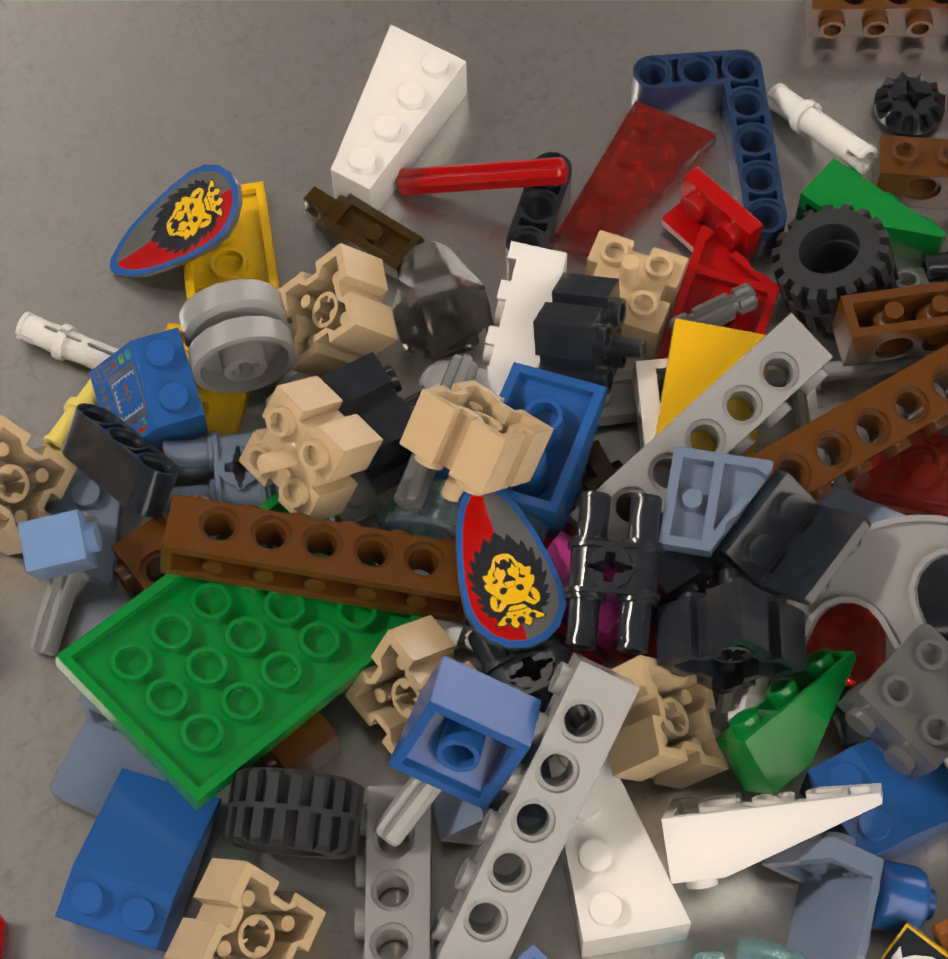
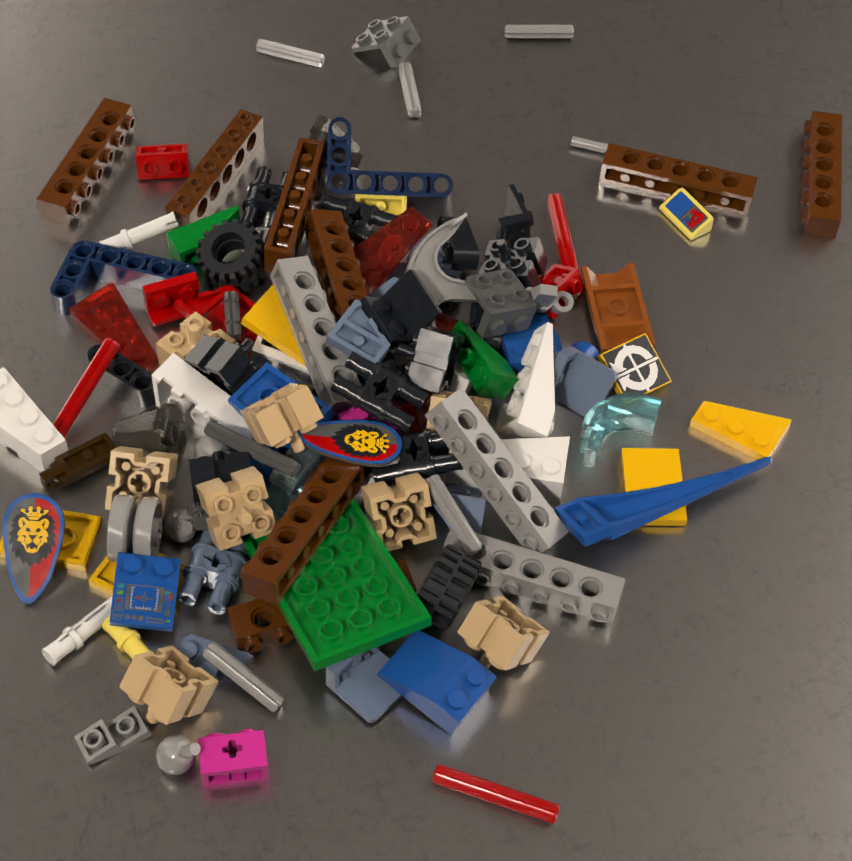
camera: 75 degrees left, 10 degrees down
(59, 544) = (230, 657): medium blue brick -> none
(120, 460) = (184, 615): black beam -> none
(466, 733) = (447, 477): blue slope -> none
(899, 115) = (146, 203): black gear -> none

